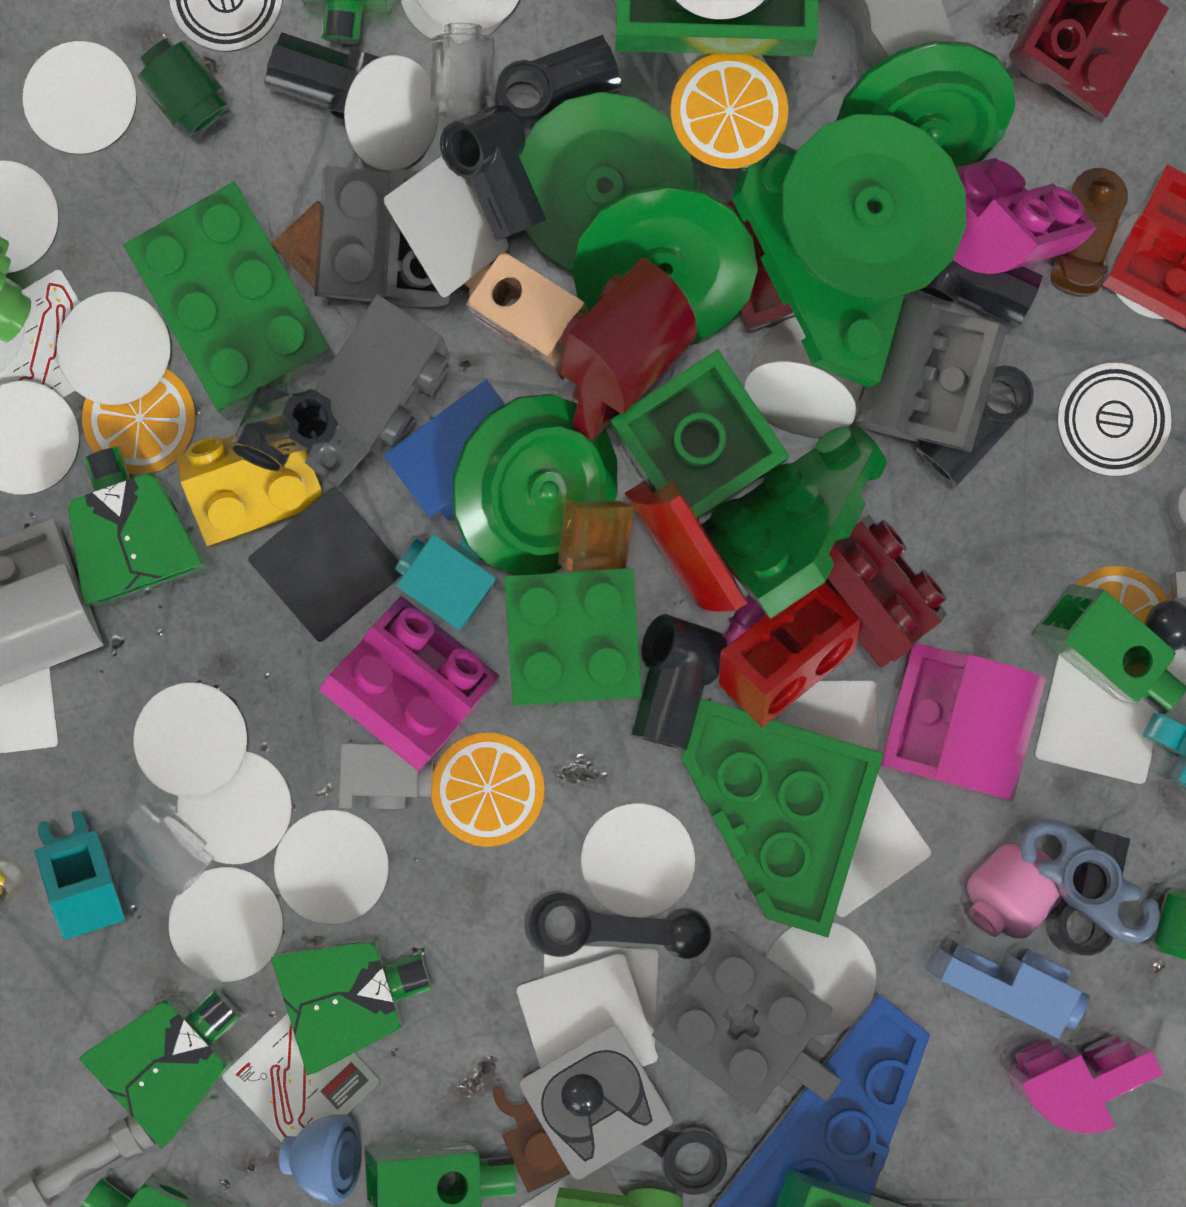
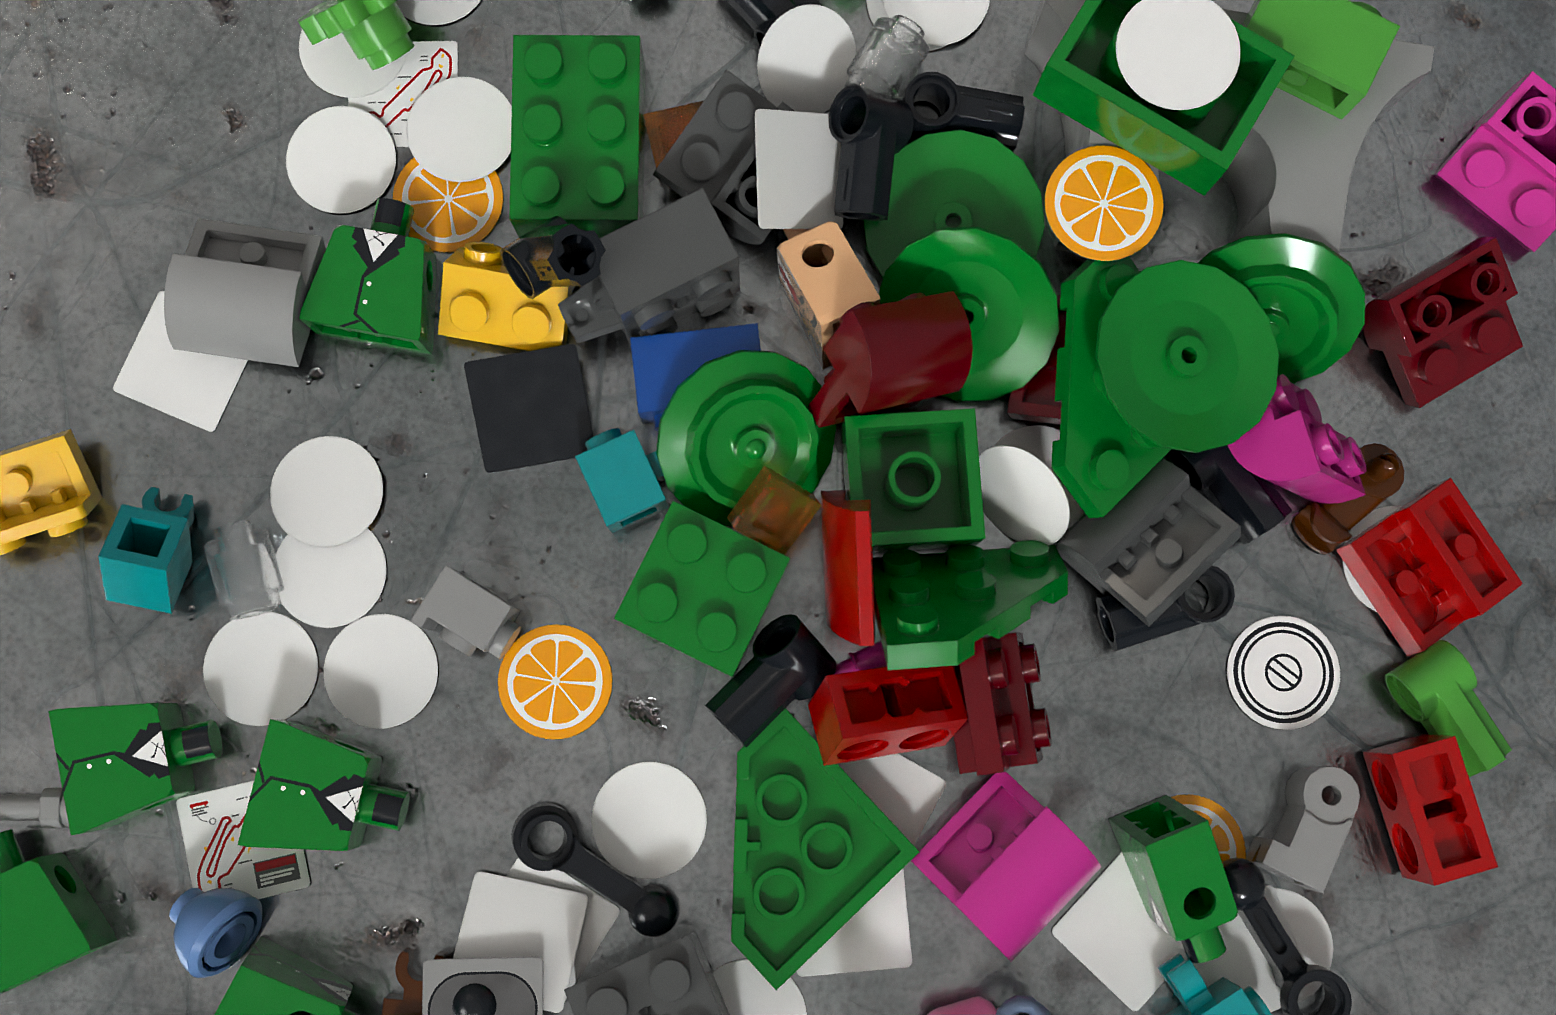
camera: 30 degrees right, 5 degrees down
(409, 683) = (536, 548): dark pink brick -> none

